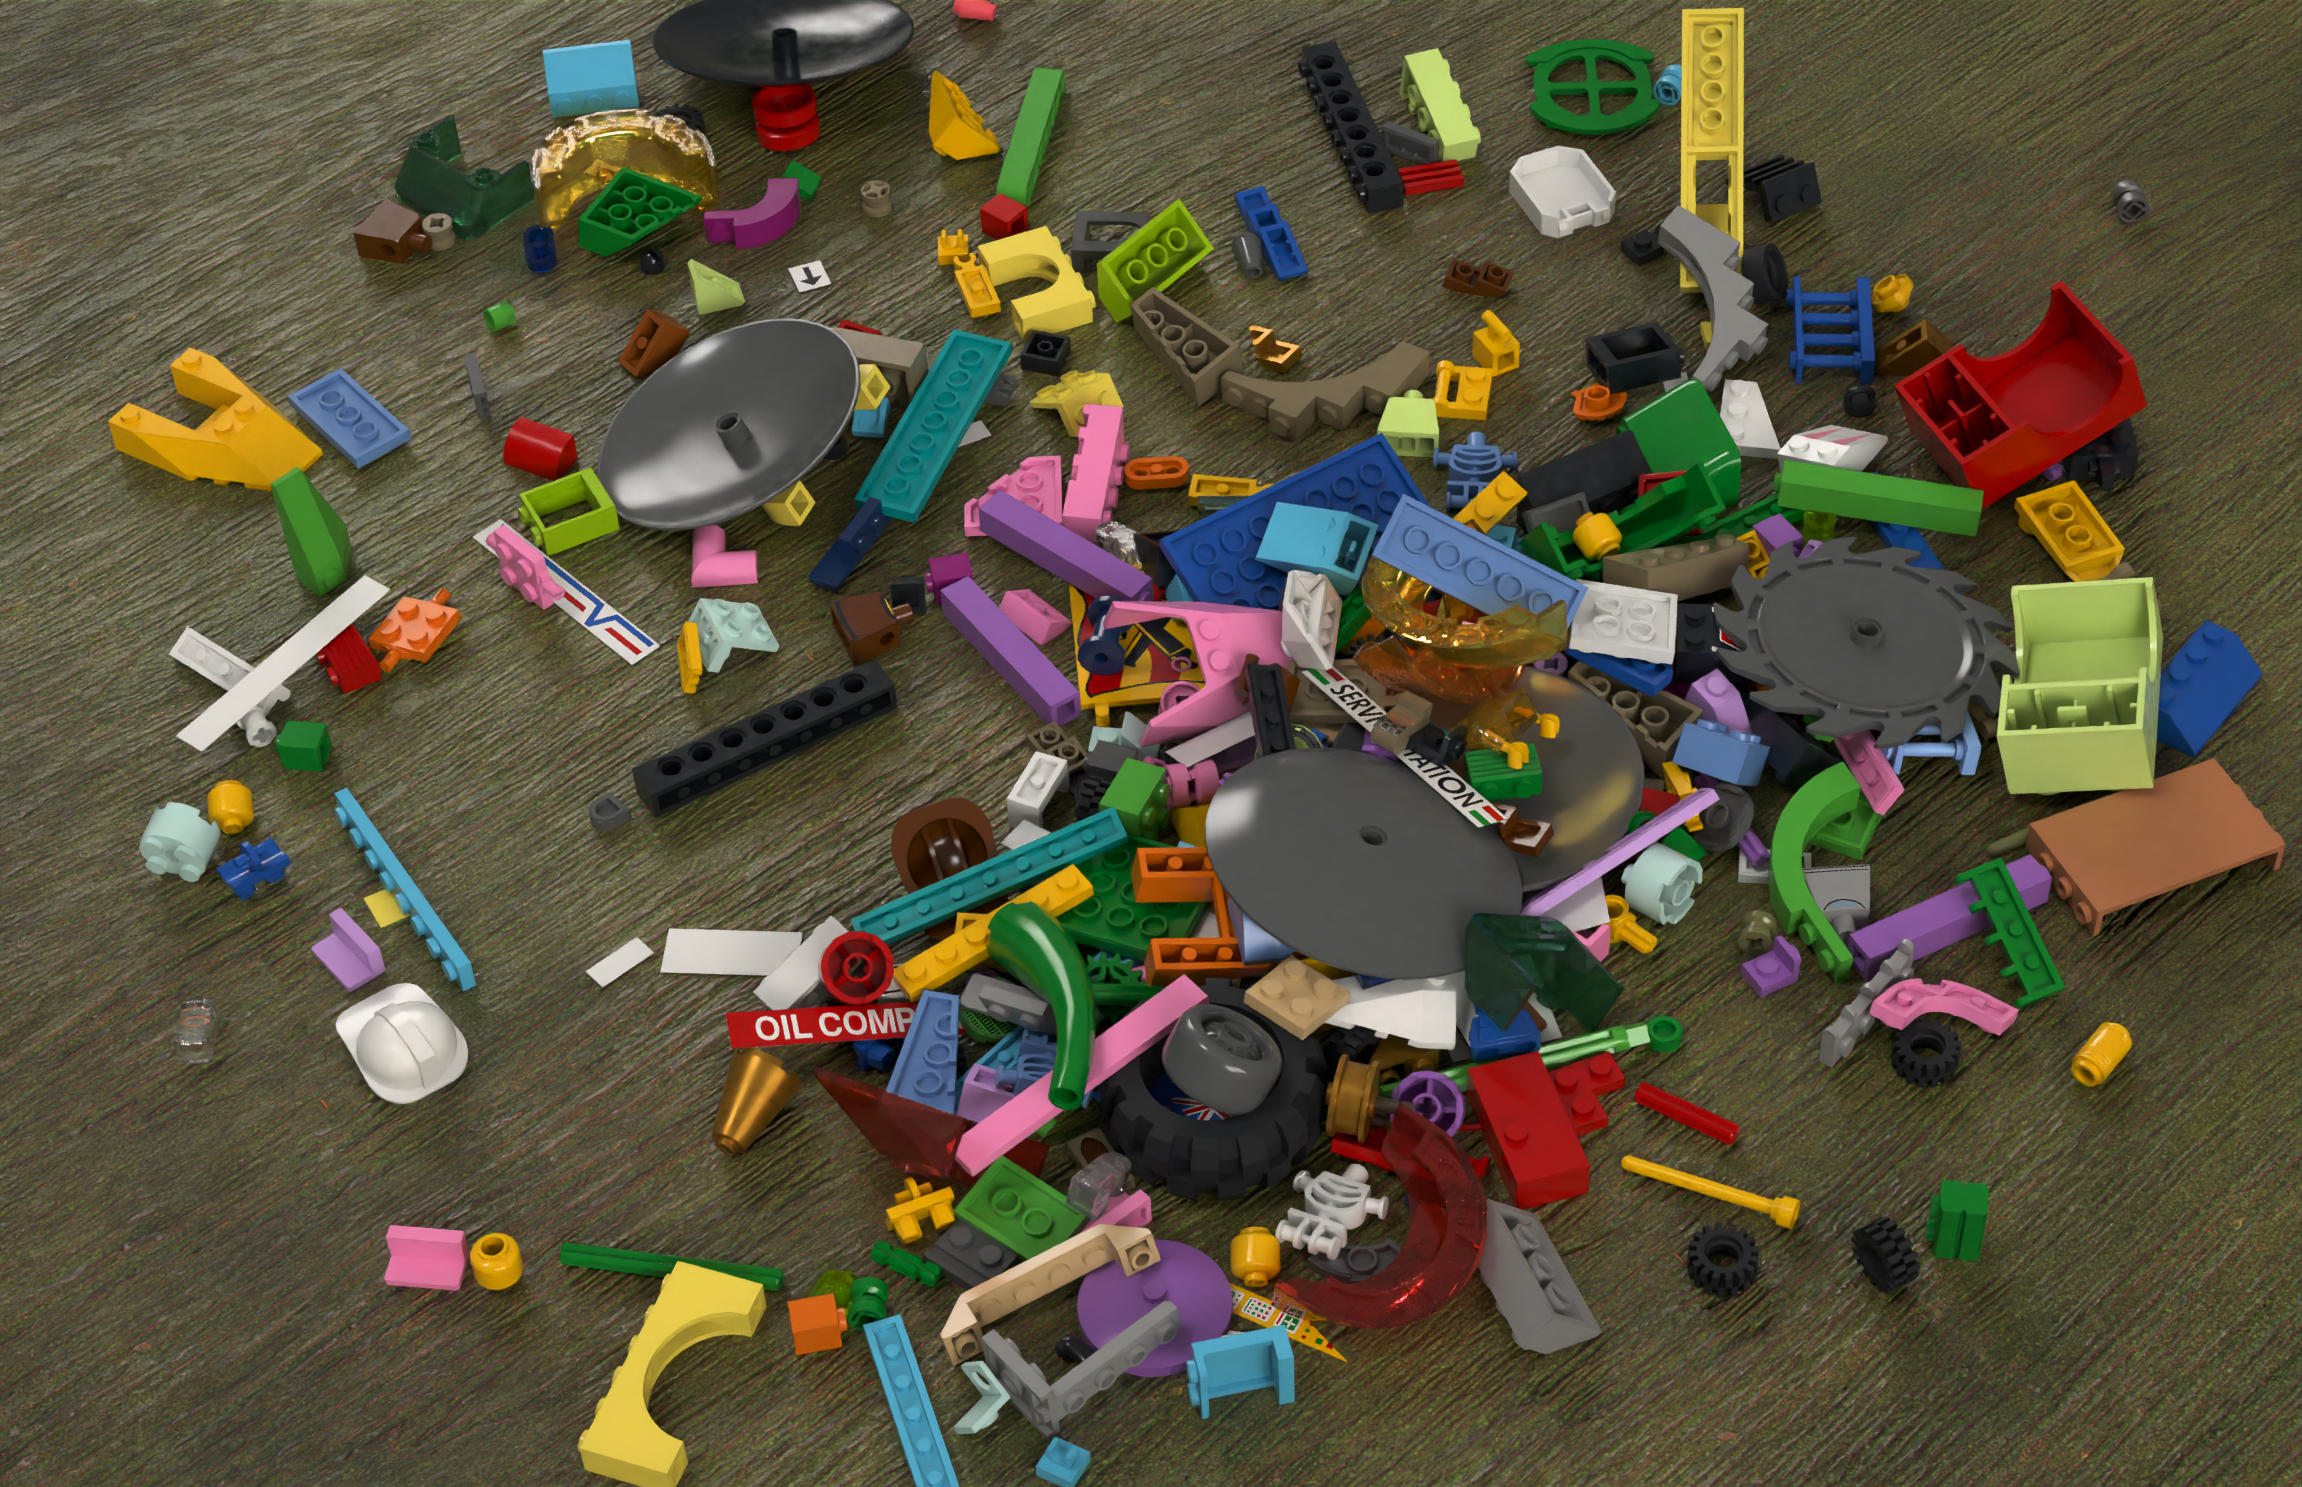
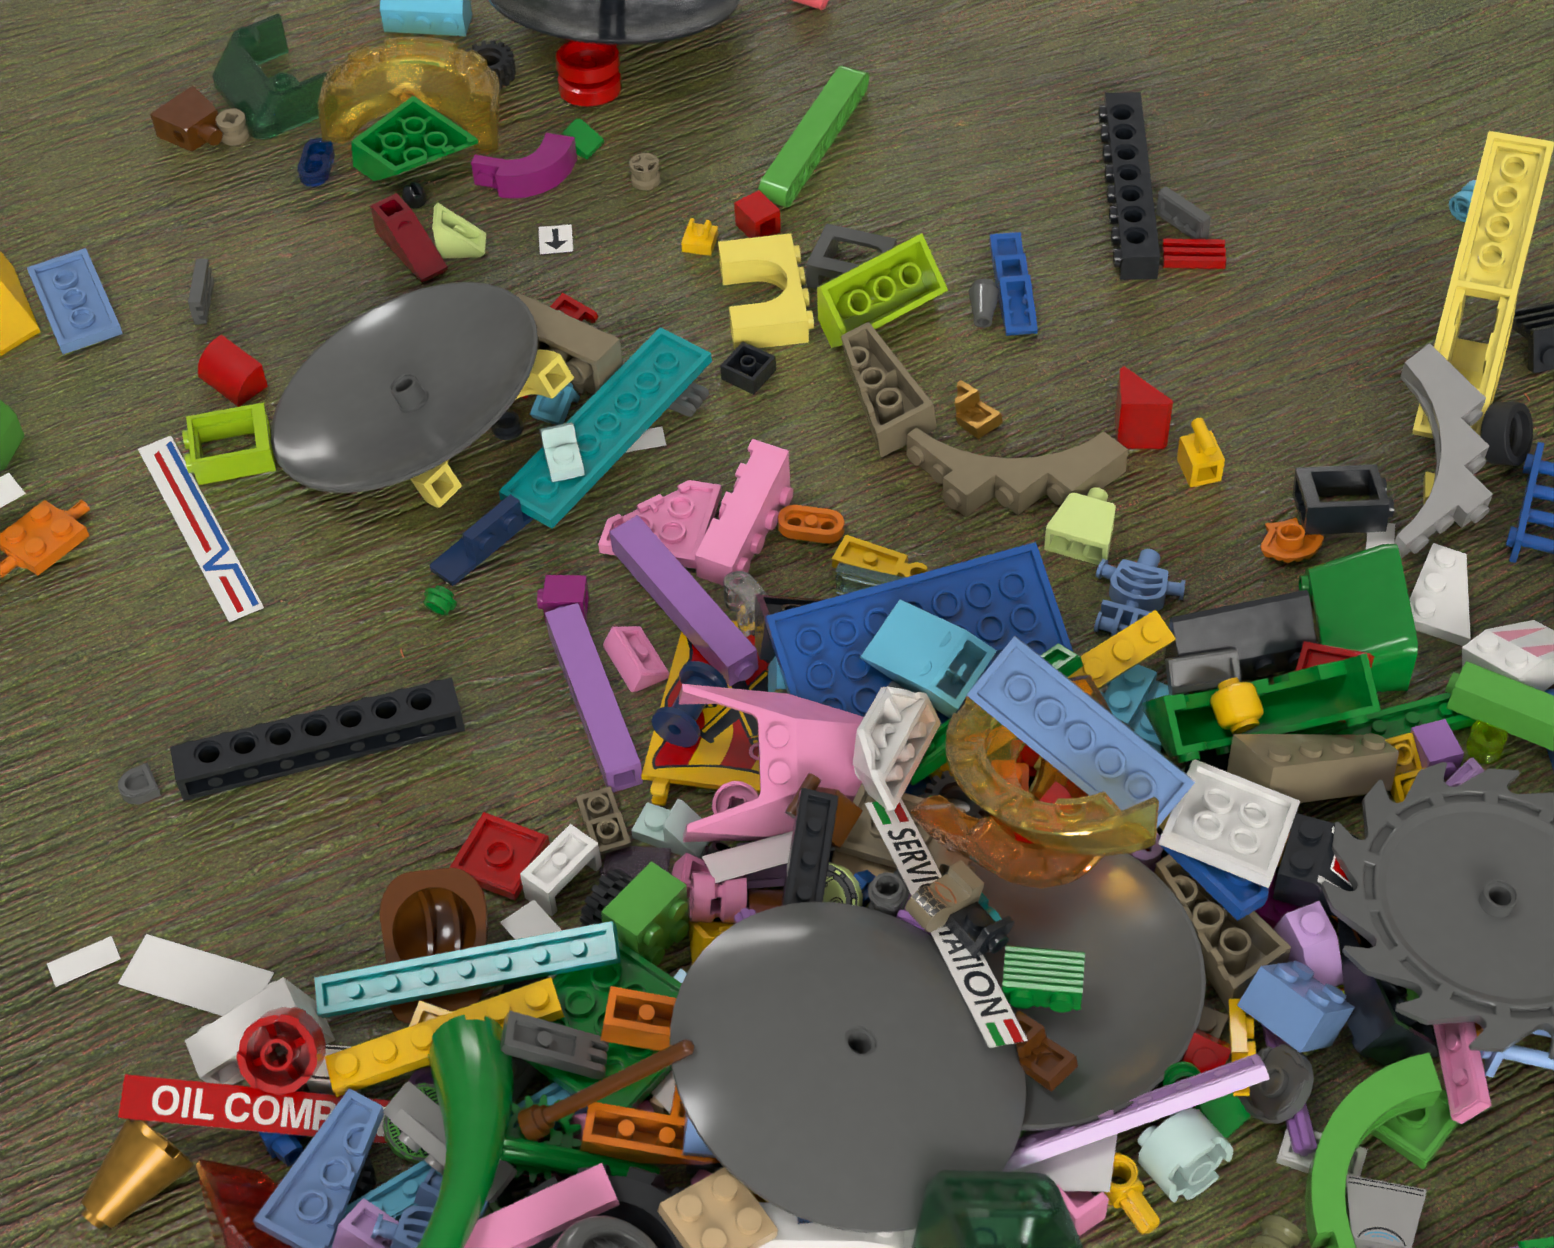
camera: 15 degrees right, 5 degrees up
(499, 316) = (252, 223): bright green hose -> none
(524, 568) = (157, 498): bright pink plate -> none
(653, 343) = (379, 280): dark orange slope -> none
(658, 290) = (406, 237): none -> dark red slope
(689, 657) = (279, 630): yellow tile -> none
(717, 567) = (349, 533): bright pink brick -> none
(729, 625) = (331, 605): light aqua bracket -> none
(823, 598) = (439, 600): none -> green plate
(868, 624) = (466, 633): reddish brown torso -> none
(903, 451) = (562, 451): none -> light aqua slope
(910, 590) = (516, 607): black tile -> none
(956, 126) = (746, 108): yellow wedge -> none
(976, 287) = (705, 284): yellow plate -> none
(982, 786) = (499, 853): none -> red plate
(1073, 393) = (763, 420): light yellow bracket -> none
(1098, 911) = (554, 1045): none -> dark grey hinge
(1107, 759) = (640, 849): dark grey brick -> none
(1112, 964) = (538, 1120): none -> reddish brown piece
(1348, 733) = (887, 893): none -> dark grey cone
(1431, 318) = (1141, 413): none -> red slope
(1439, 105) = (1222, 179): yellowish green wedge -> none
(1472, 392) = (1162, 502): yellow plate -> none
(1488, 281) = (1199, 373): reddish brown slope -> none
(1503, 721) = (1056, 917): clear yellow torso -> none
(1558, 185) = (1320, 289): white piece -> none
(1590, 50) = (1395, 147): green window -> none
(1643, 246) = (1386, 372): black plate -> none

